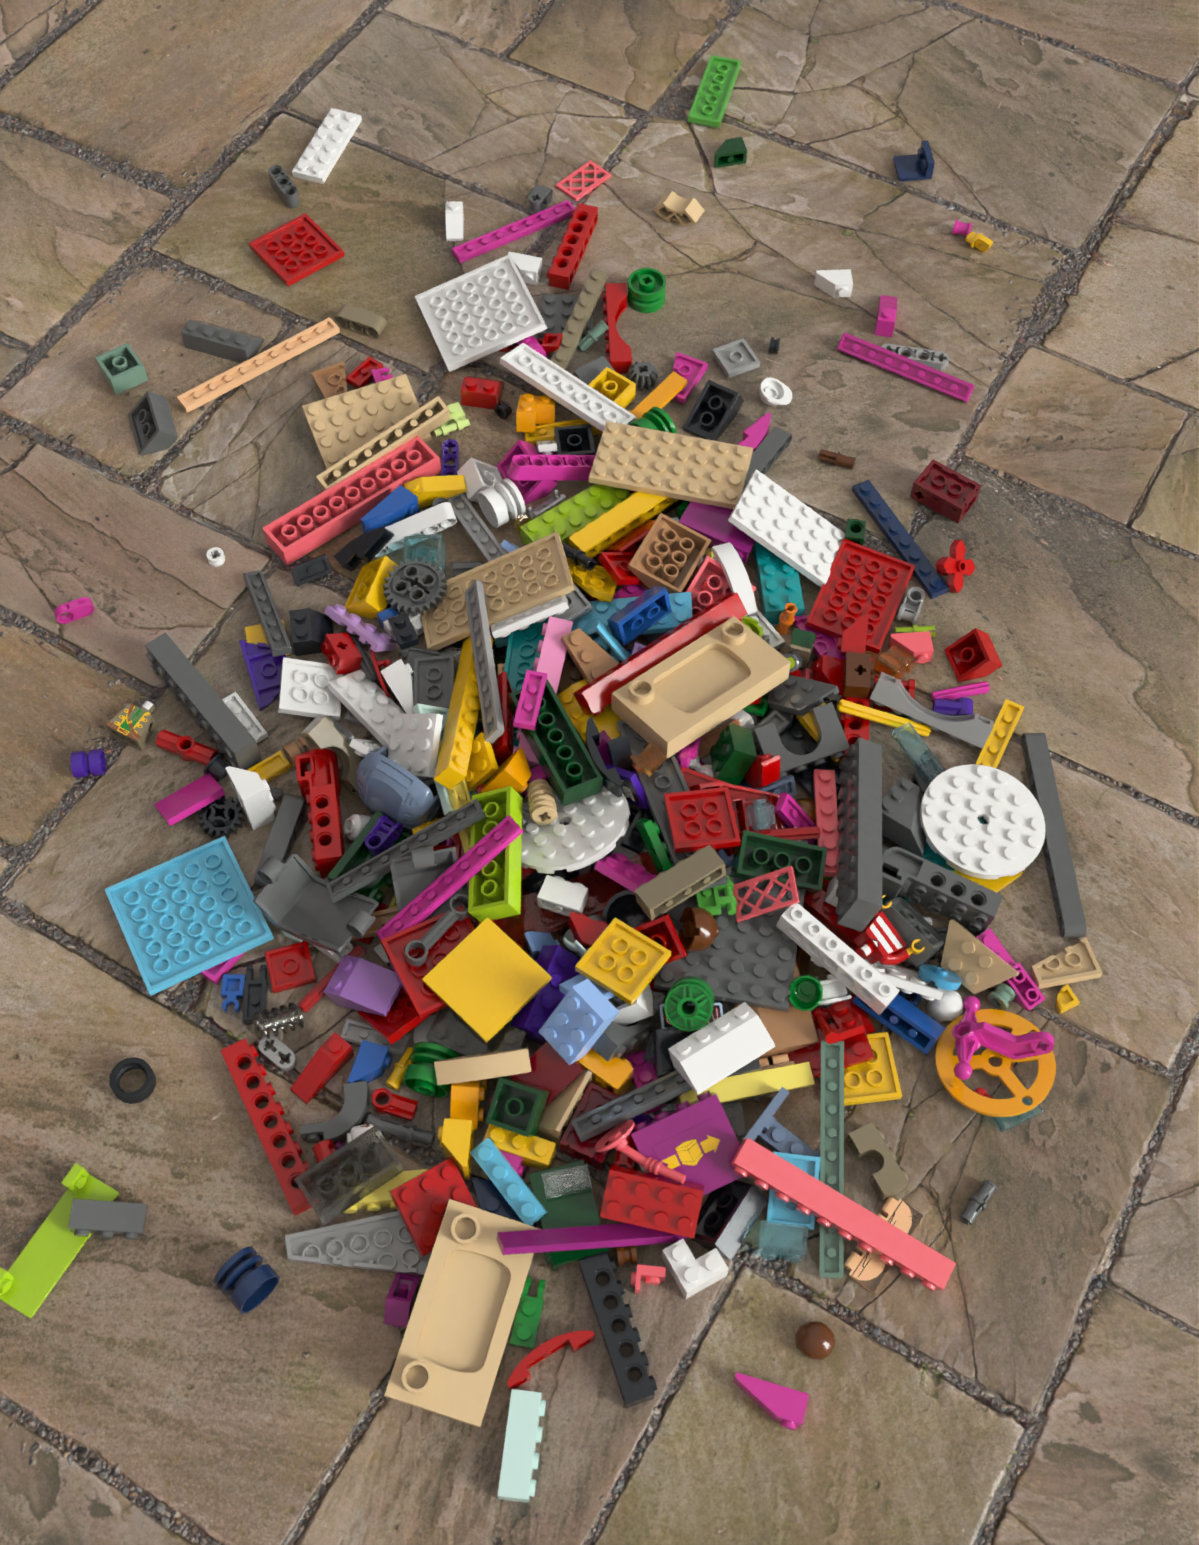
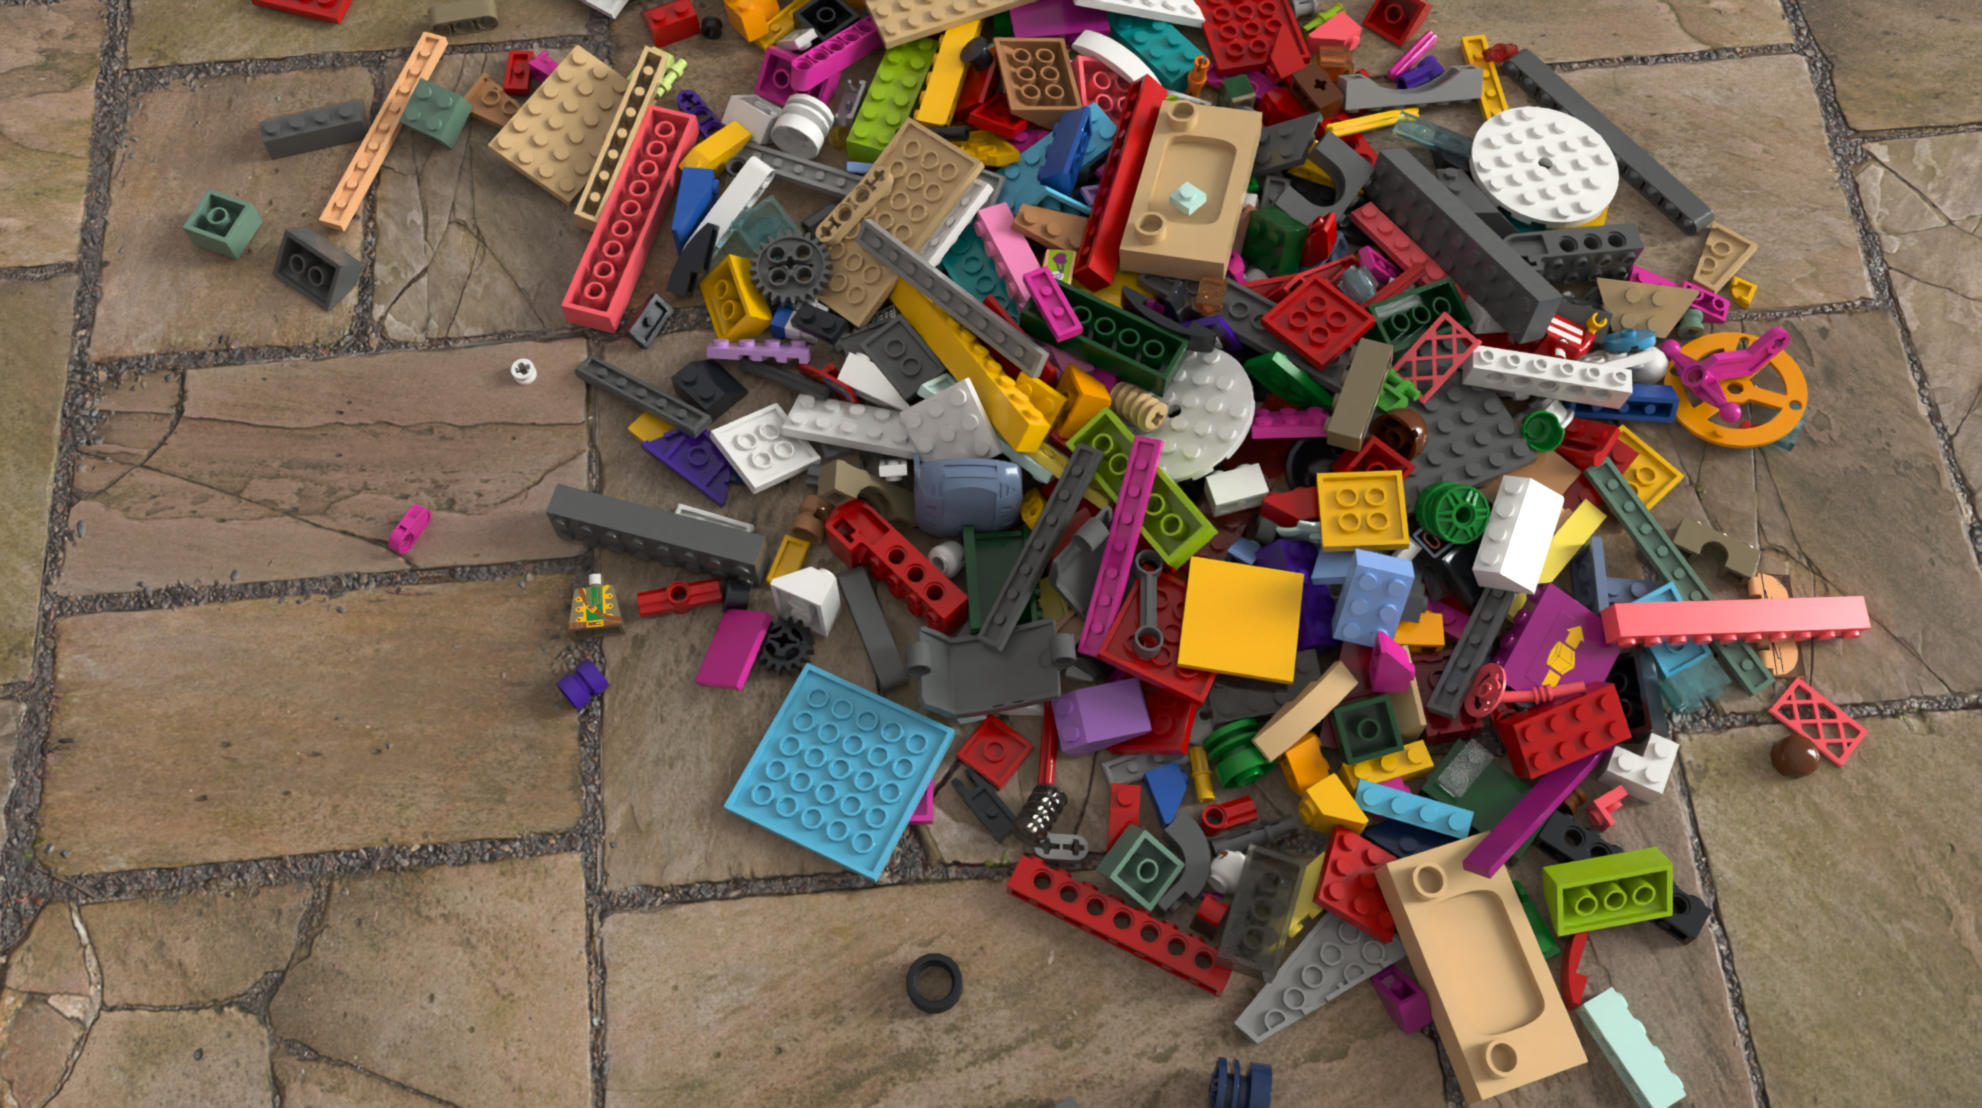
camera: 35 degrees left, 5 degrees up
(232, 989) = (957, 815): blue plate -> none
(292, 370) = (436, 113): none -> sand green brick
(306, 1096) = (1140, 867): none -> sand green brick
(341, 653) = (767, 388): red brick -> none
(383, 832) = (990, 545): dark purple piece -> none
(504, 563) = (857, 209): none -> tan beam
(560, 1074) = (1389, 666): none -> dark pink slope
(569, 683) = (1060, 263): none -> slope
(589, 1327) = (1609, 890): none -> lime slope
(642, 518) = (977, 54): none -> black piece
(683, 687) = (1187, 198): none -> light aqua plate
(779, 1402) = (1813, 837): dark pink slope -> none
(868, 1314) = (1839, 719): none -> coral window
(977, 1202) = (1825, 529): dark grey pin -> none
(1023, 725) = (1499, 52): none -> clear red axle

